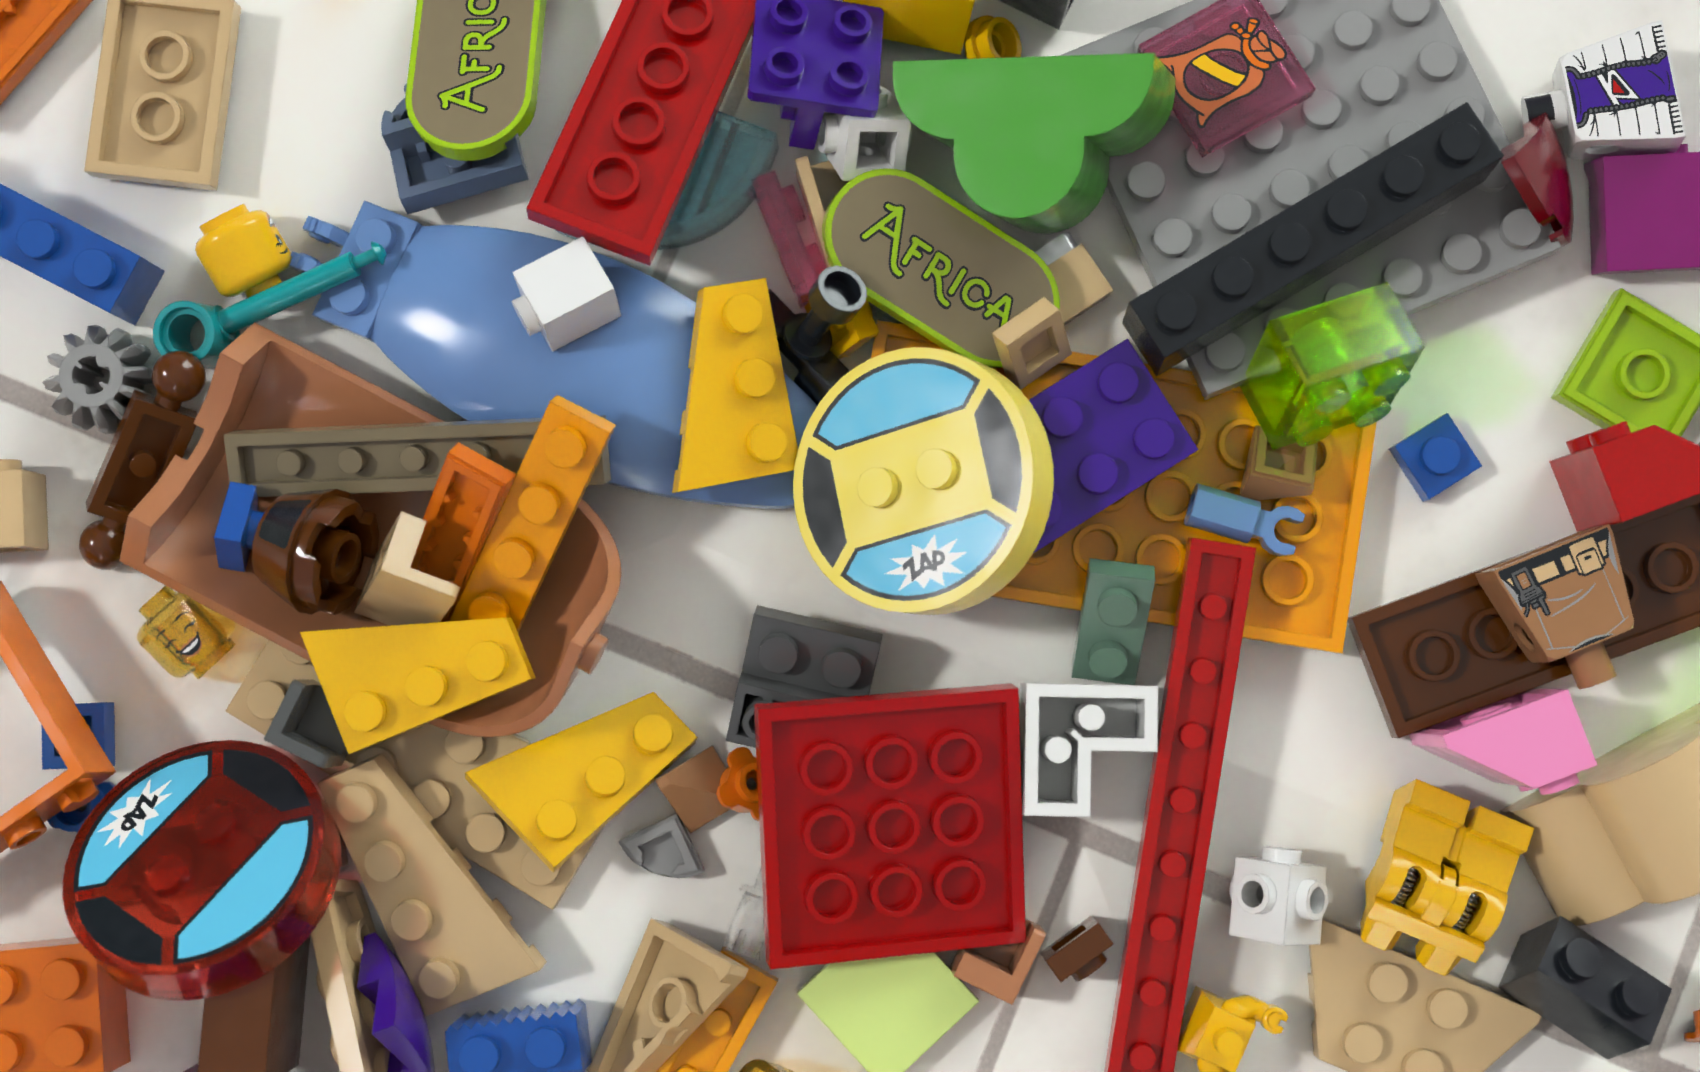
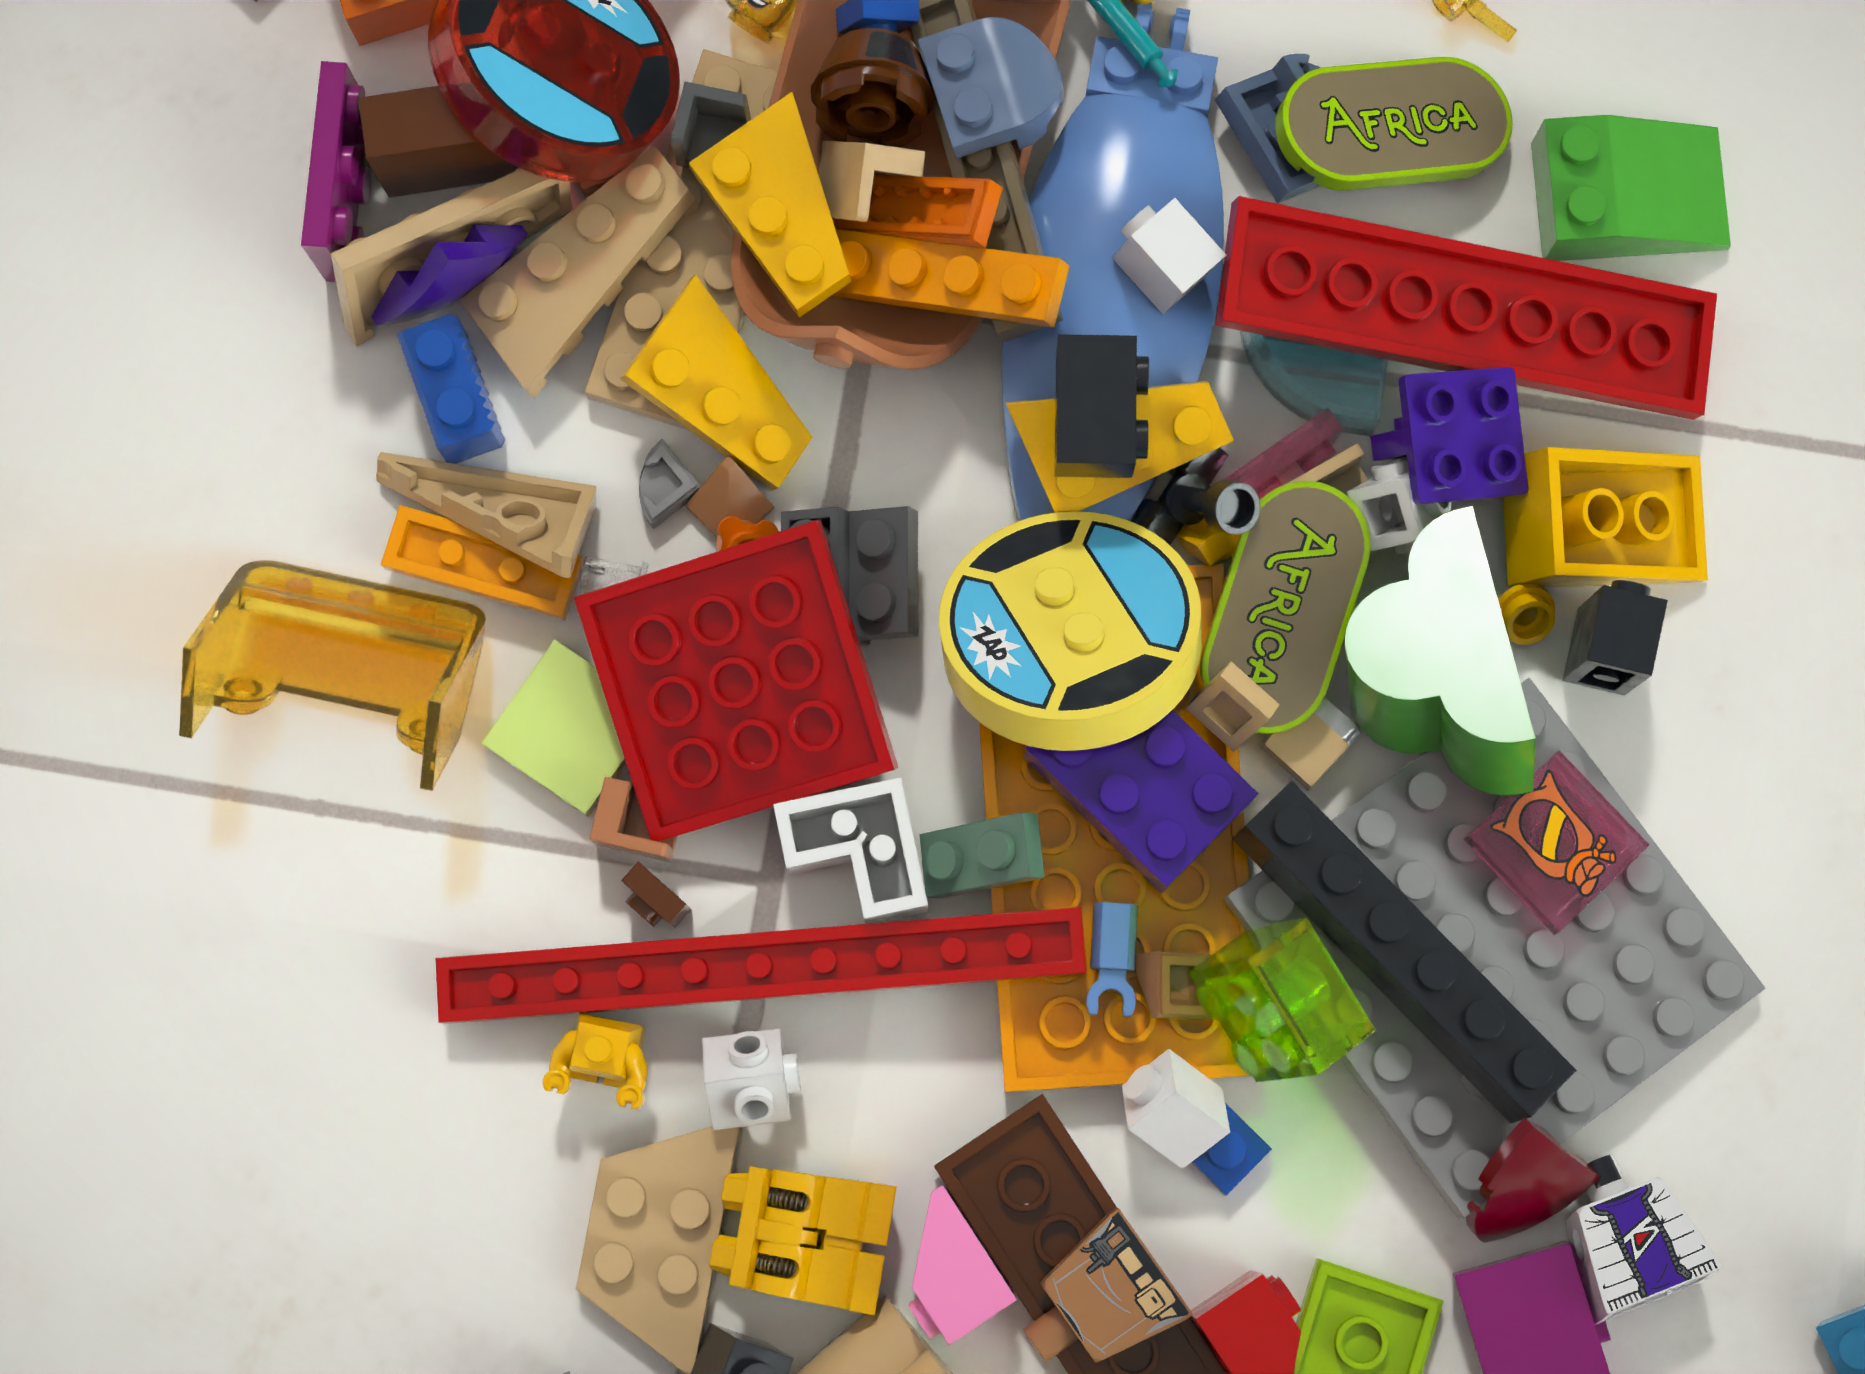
camera: 80 degrees right, 5 degrees down
(341, 428) = (992, 83): none -> sand blue slope
(707, 399) = (1098, 406): none -> black brick
(1398, 494) = (1175, 1108): none -> white brick

